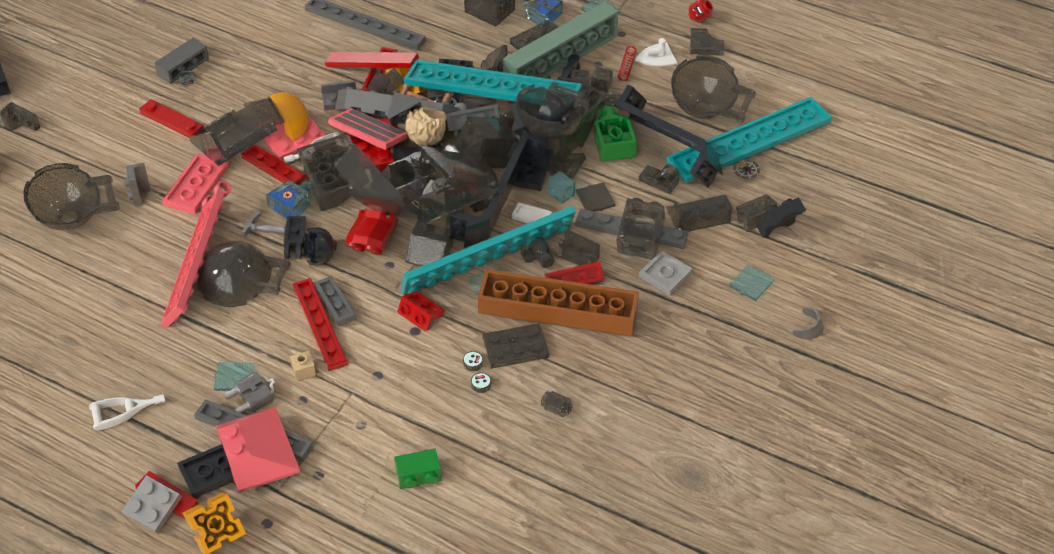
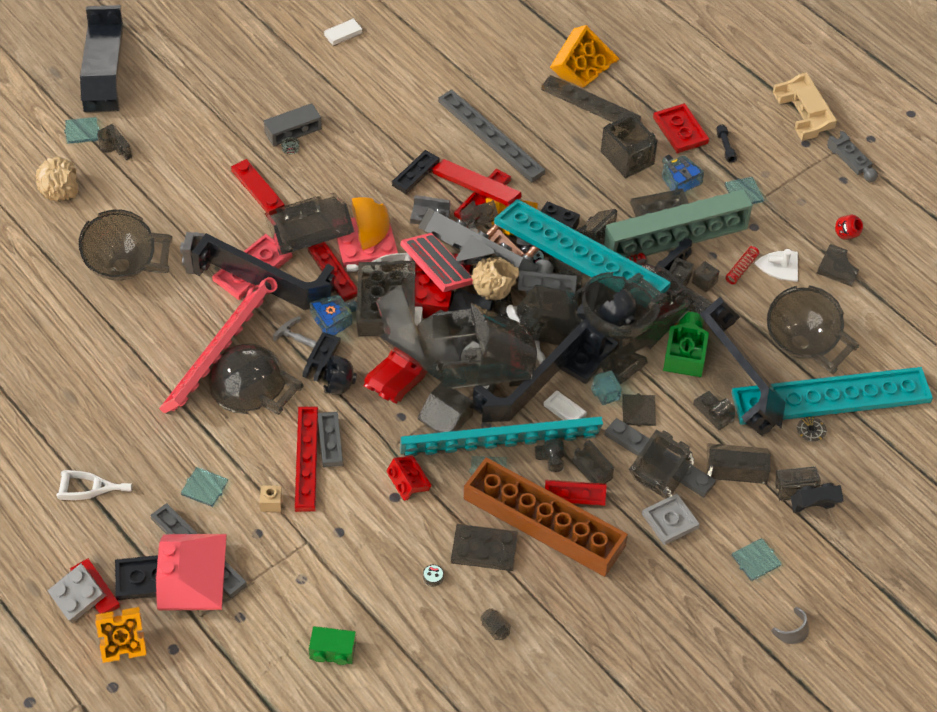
camera: 20 degrees right, 5 degrees up
(201, 181) = (253, 270): none -> black panel
(253, 391) = (213, 510): flat silver piece -> none
(311, 68) = (415, 171): none -> black plate
(472, 361) = (435, 549): tile -> none

